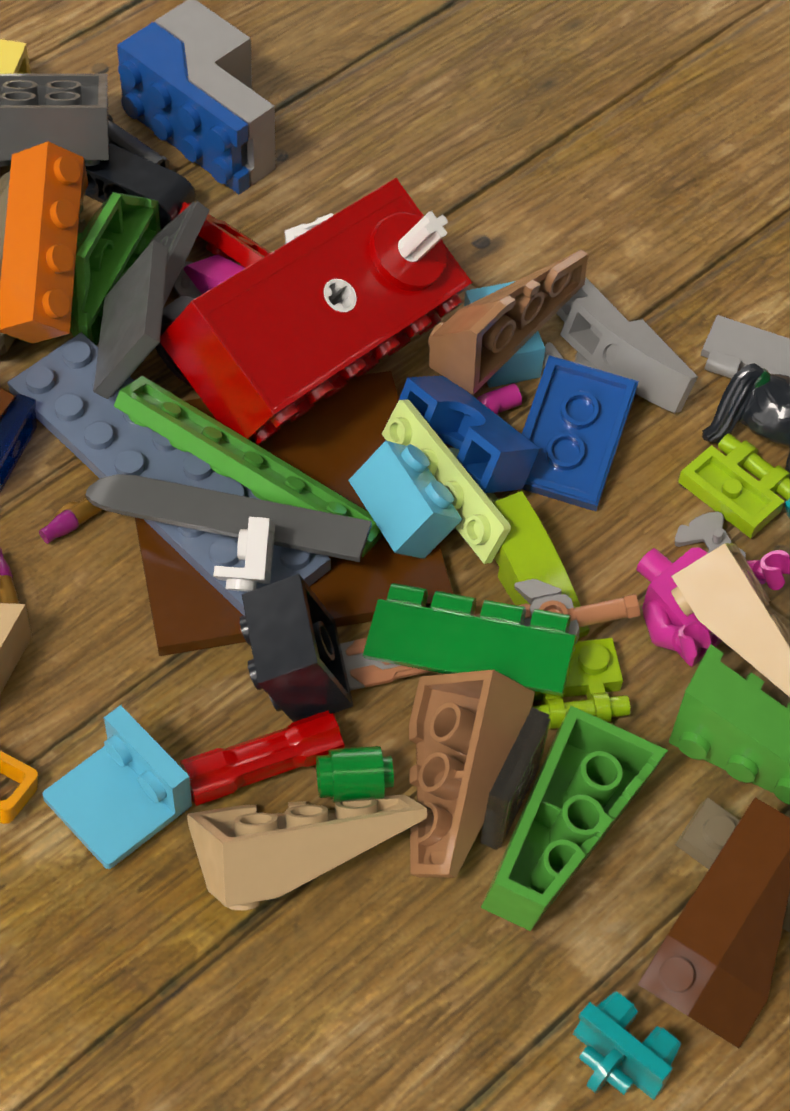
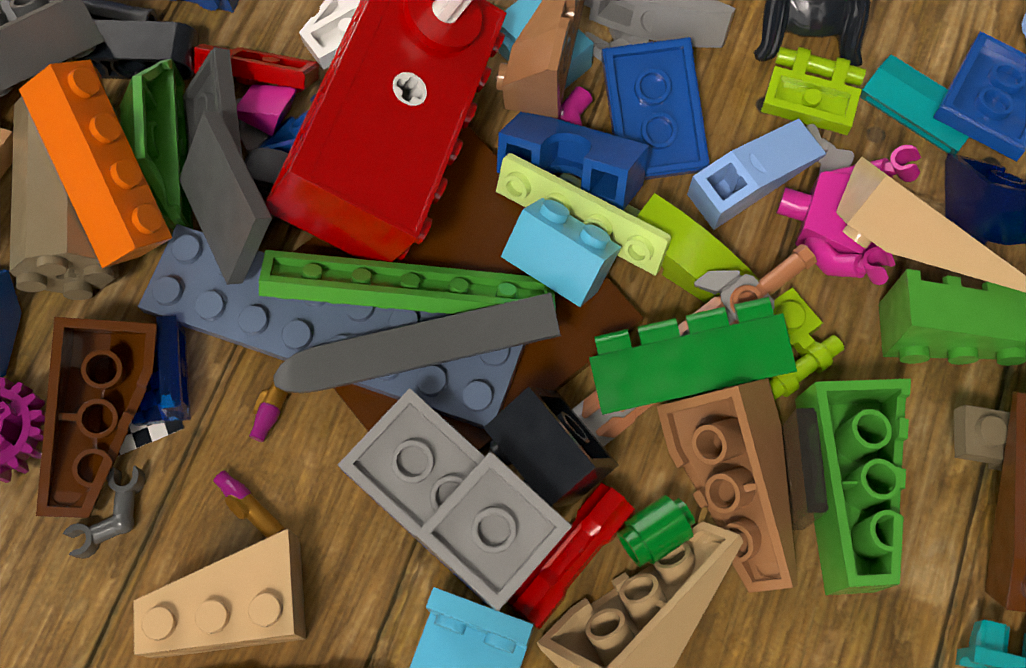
camera: 20 degrees left, 15 degrees up
(183, 648) = (455, 499): none -> light grey piece
(256, 548) = (466, 373): white bracket -> none
(632, 520) = (753, 172): none -> light blue slope

